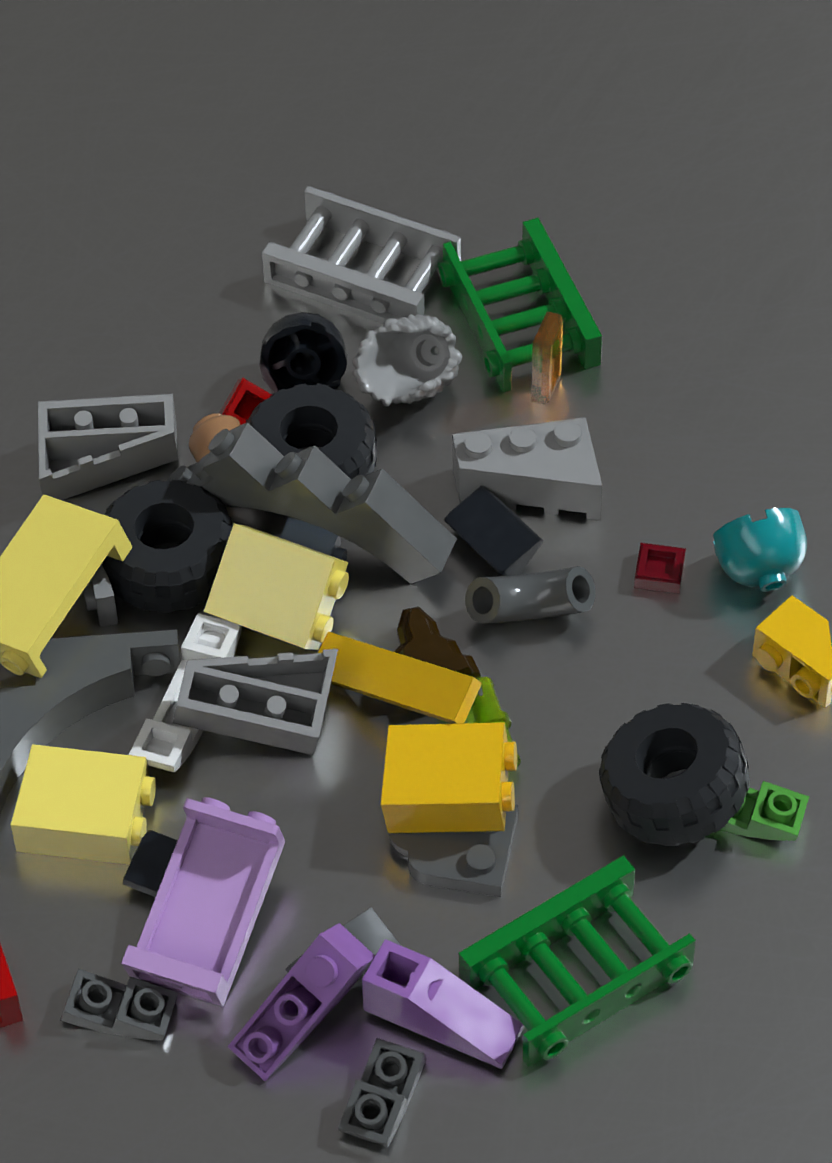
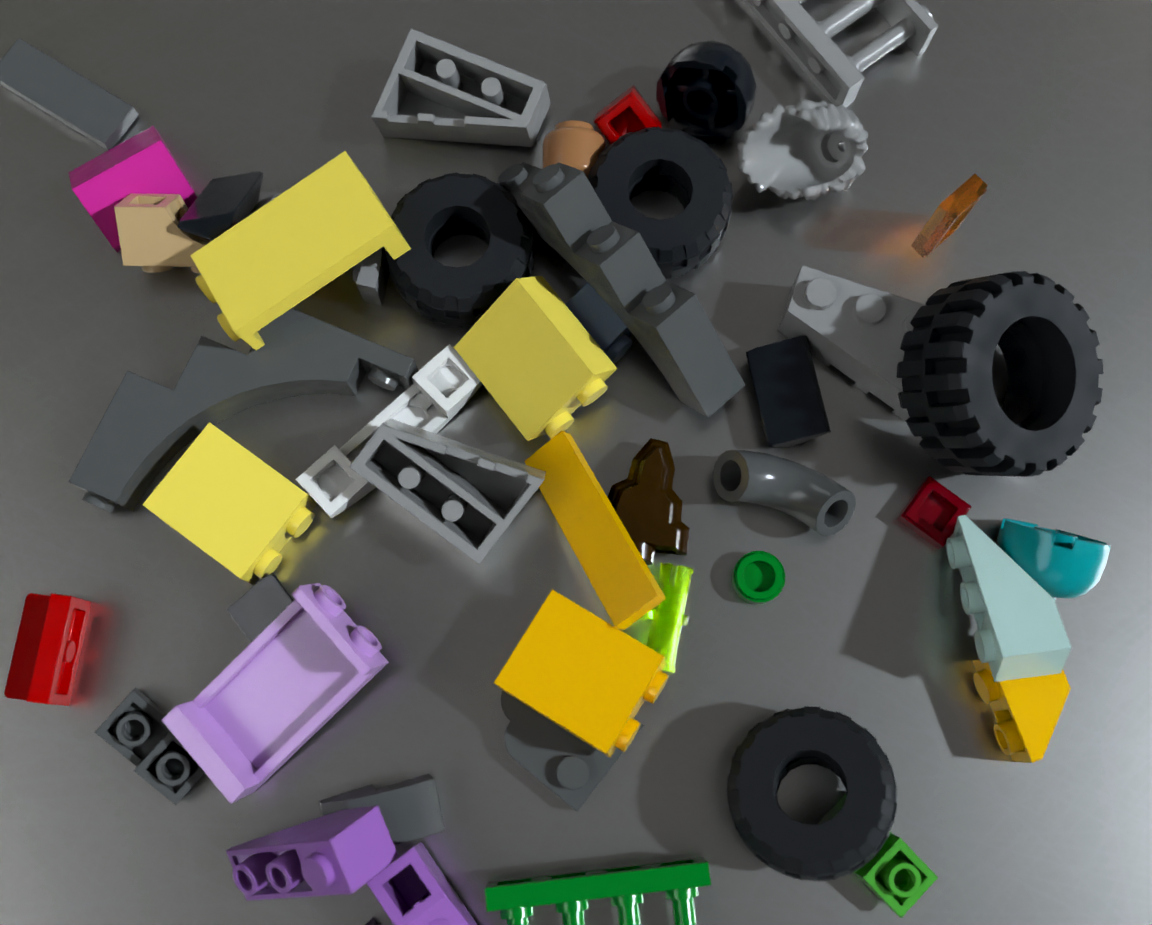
camera: 25 degrees right, 25 degrees up
(548, 278) = (1003, 114): green fence -> none
(548, 671) = (758, 577): none -> green tile
(647, 436) = (1048, 372): none -> black tyre
(748, 585) = (1014, 615): none -> light aqua slope

